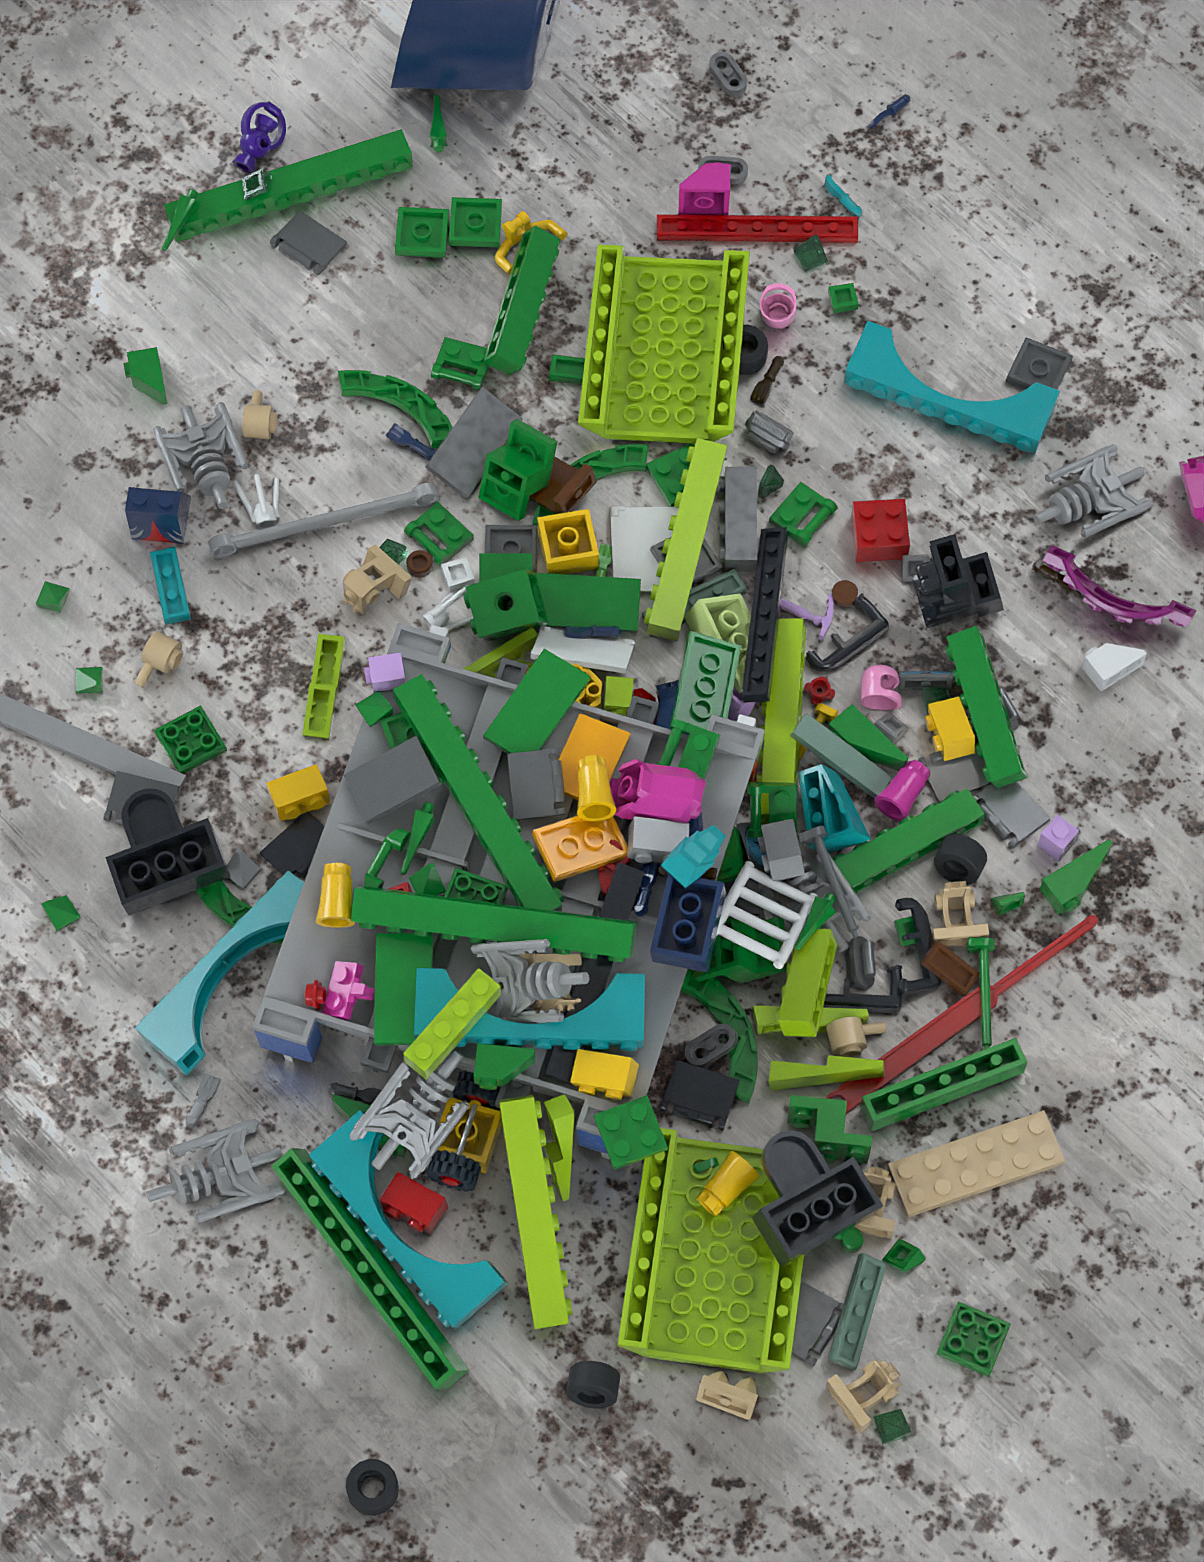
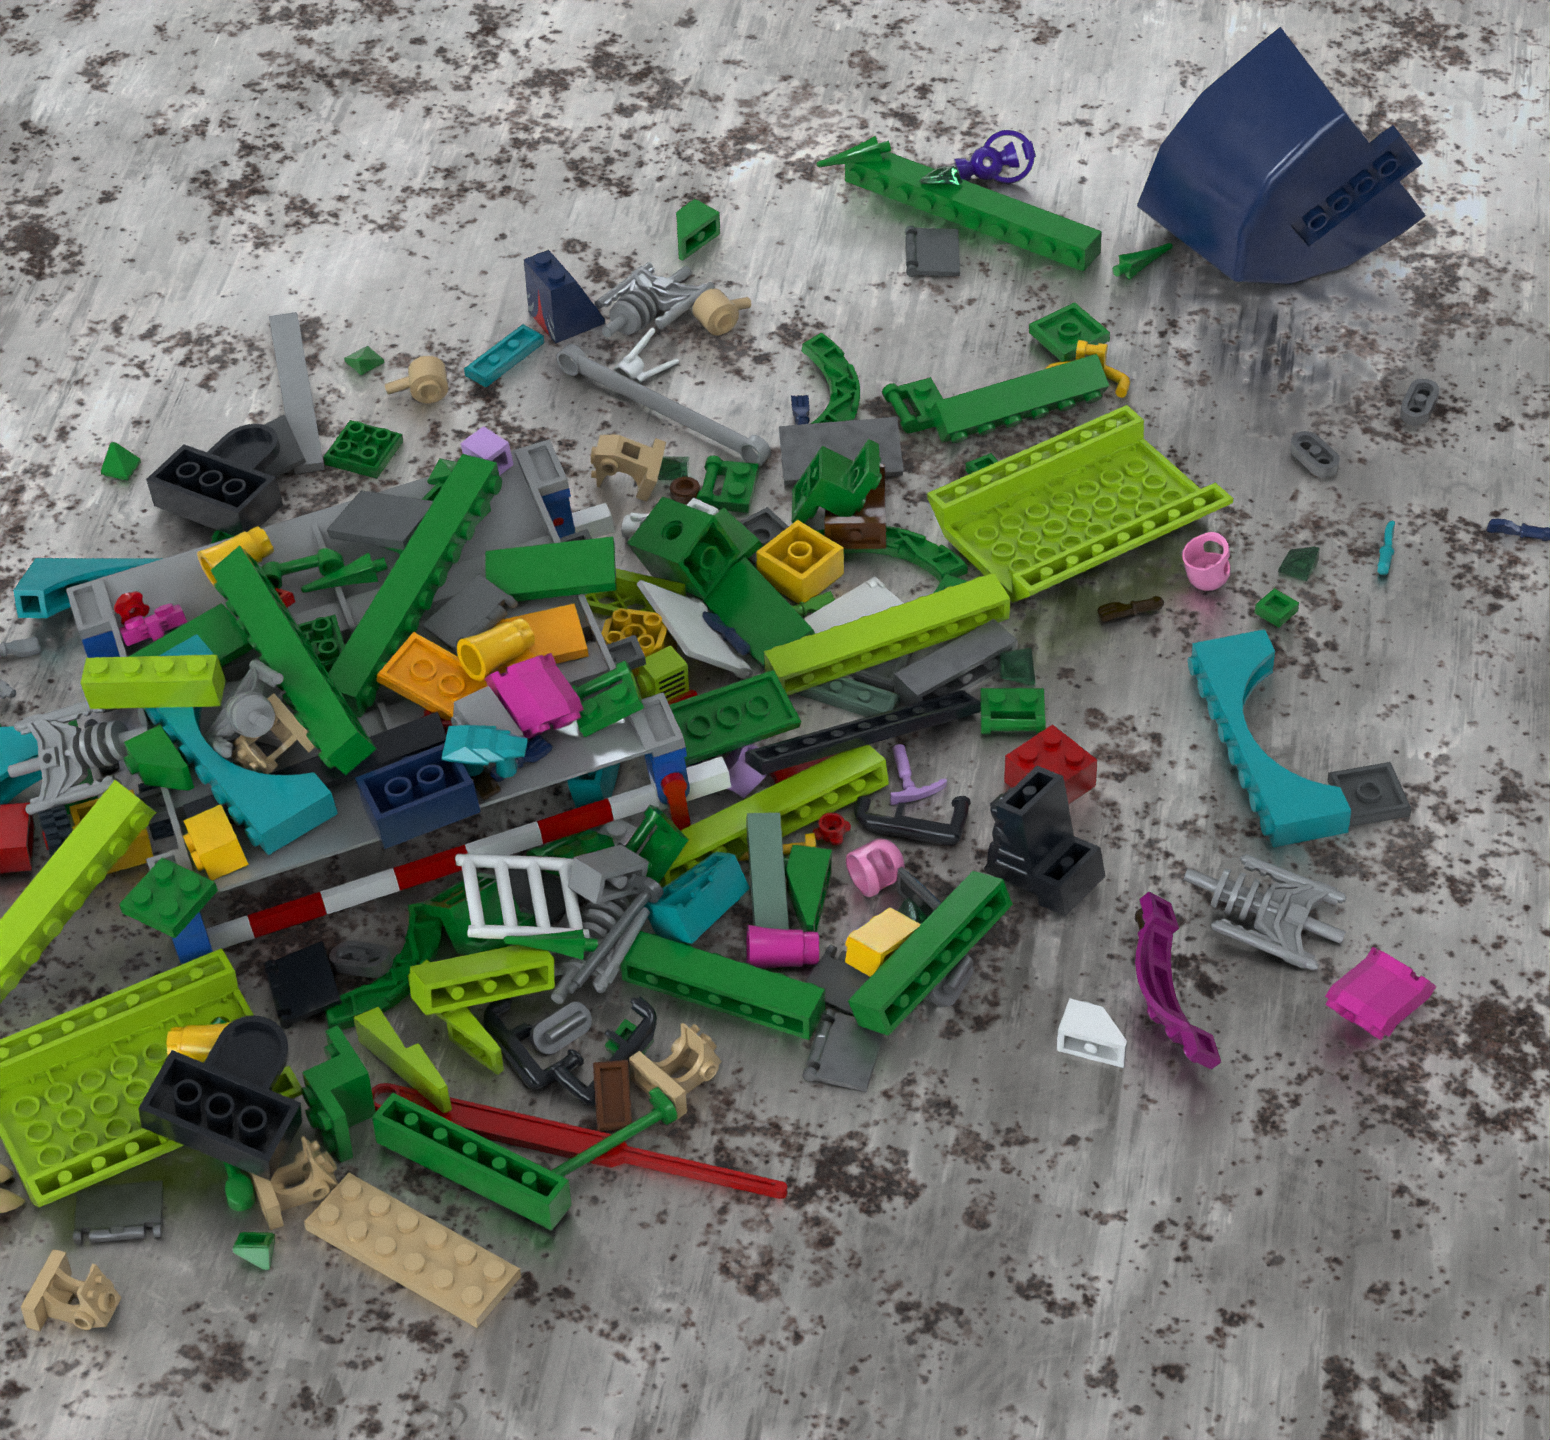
camera: 55 degrees right, 20 degrees down
(52, 596) = (424, 297): green slope -> none
(422, 232) = (1018, 305): green plate -> none
(427, 881) = (307, 606): green slope -> none
(560, 1150) = (144, 843): lime slope -> none
(706, 191) = (1271, 447): dark pink slope -> none
(726, 620) = (823, 706): yellowish green wedge -> none
(756, 228) = (1284, 514): red tile -> none
(757, 340) = (1141, 572): black tyre -> none
(768, 432) = (1071, 635): flat silver piece -> none
(844, 593) = (957, 785): reddish brown tile -> none
(848, 1035) = (463, 1057): tan piece -> none
(857, 1312) = (161, 1240): sand green tile -> none
(891, 727) = (842, 906): light grey slope -> none
(892, 1426) = (52, 1347): clear green slope -> none
(960, 859) = (742, 1033): black tyre -> none
(973, 1339) = (206, 1361): green tile -> none
(1007, 902) = (733, 1105): green slope -> none
(1058, 838) = (844, 1100): lavender brick -> none
(1069, 883) = (813, 1143): green slope -> none

